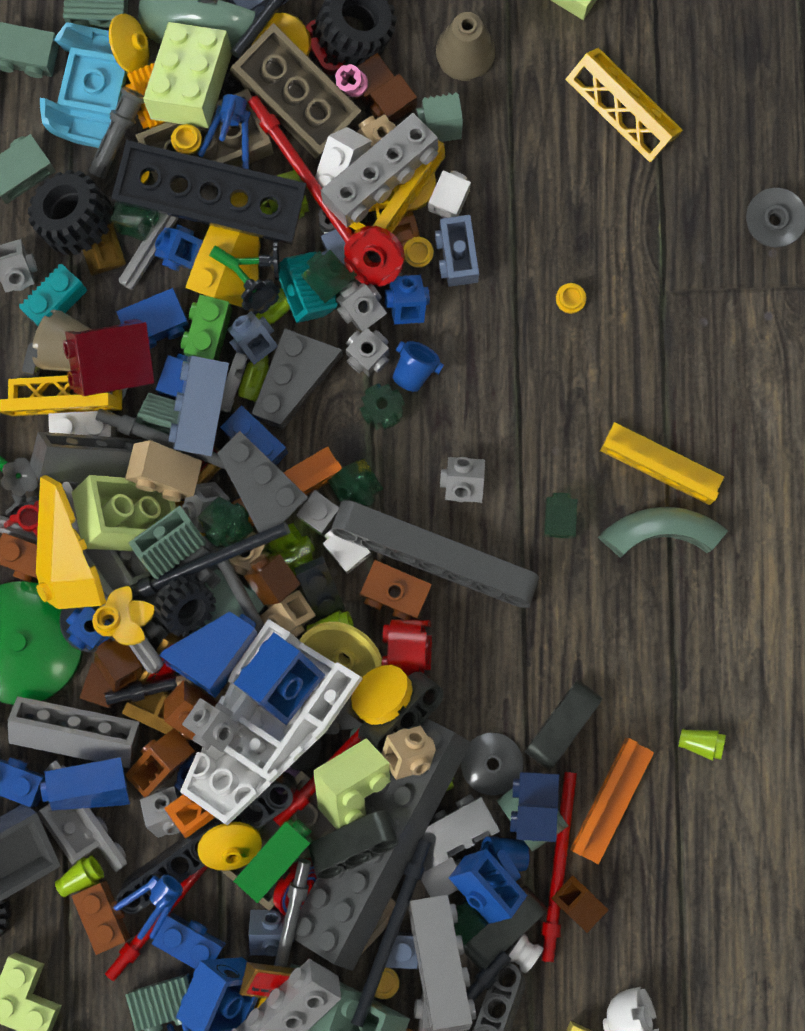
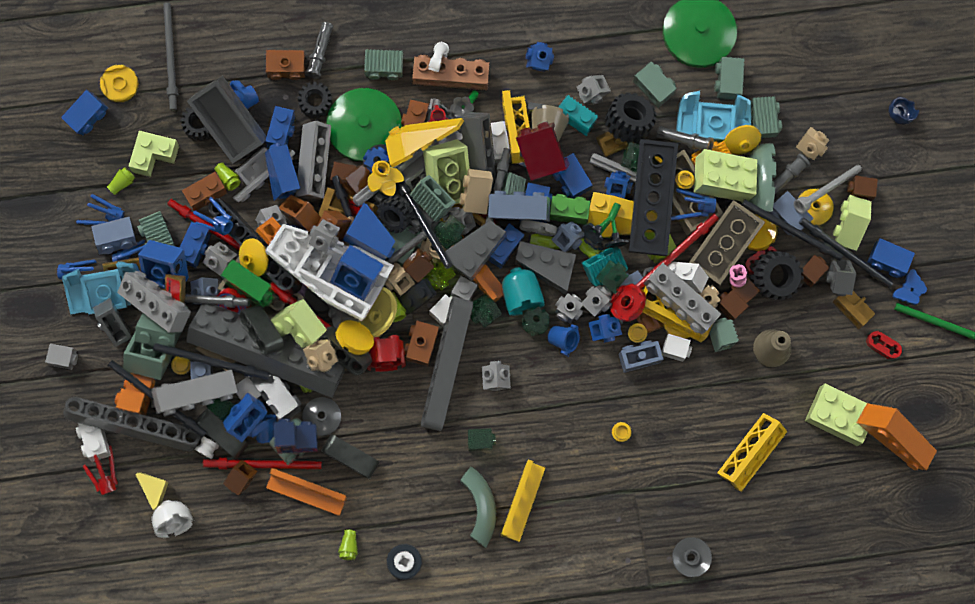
camera: 70 degrees right, 5 degrees down
(216, 903) = (218, 257): none -> light grey brick
(331, 421) = (521, 291): none -> teal cylinder
(725, 659) = (400, 566): none -> black wheel

